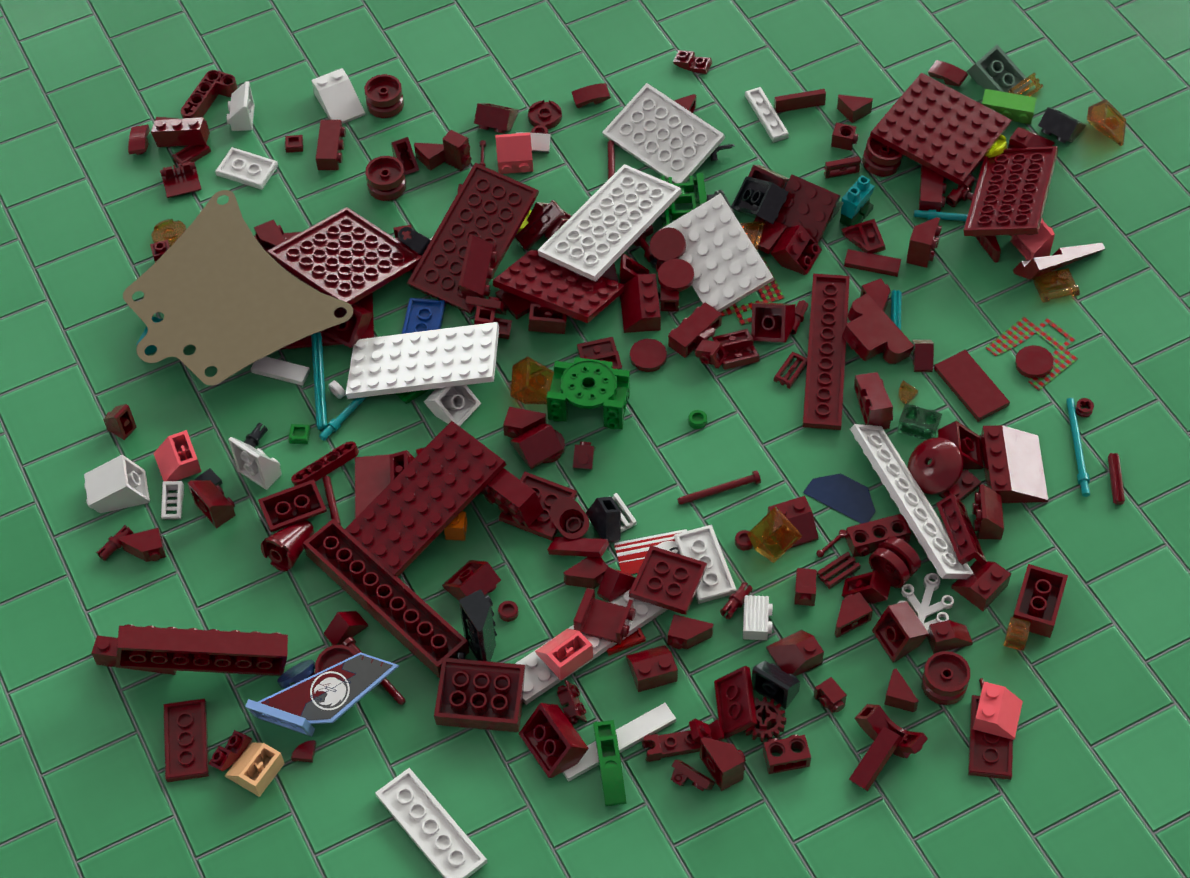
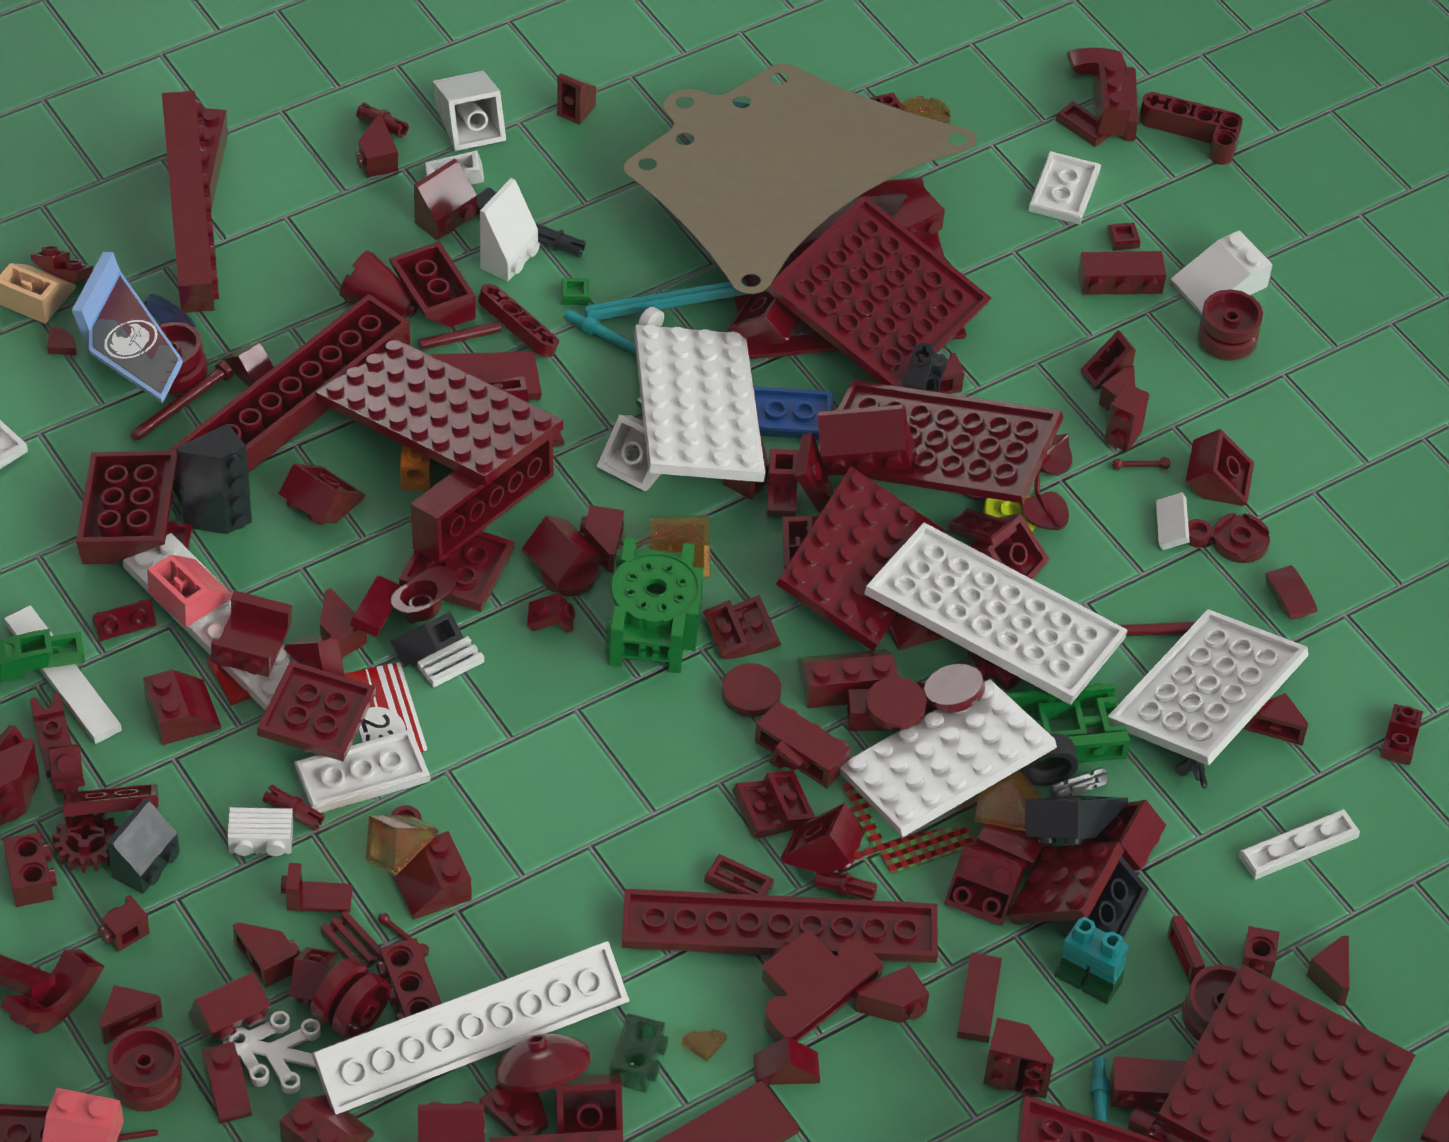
camera: 80 degrees right, 5 degrees down
(177, 457) = (526, 163): coral slope -> none
(180, 180) = (1027, 115): dark red hinge -> none
(186, 740) = (86, 224): dark red tile -> none
(241, 109) = (1172, 166): white slope -> none
(281, 370) = (684, 262): white tile -> none
(385, 178) = (1057, 339): dark red wheel -> none
(508, 611) = (279, 542): dark red tile -> none
(514, 153) = (1131, 492): coral slope -> none
(552, 739) = (61, 595): dark red slope -> none
(630, 268) = (912, 653): dark red slope -> none
(688, 632) = (235, 745): dark red slope -> none
(697, 419) = (630, 757): green tile -> none
(711, 353) = (751, 763): dark red brick -> none
(755, 477) = (519, 830): dark red bar -> none
(796, 653) = (203, 886): dark red slope -> none
(799, 100) = (1334, 887): dark red tile -> none
(843, 495) = (496, 952): dark blue sticker -> none
(865, 236) = (1033, 986): dark red wing -> none
(873, 400) = (673, 984): dark red wedge -> none
(896, 307) = (870, 1028): teal axle -> none
(960, 530) = (410, 1089): dark red fence -> none

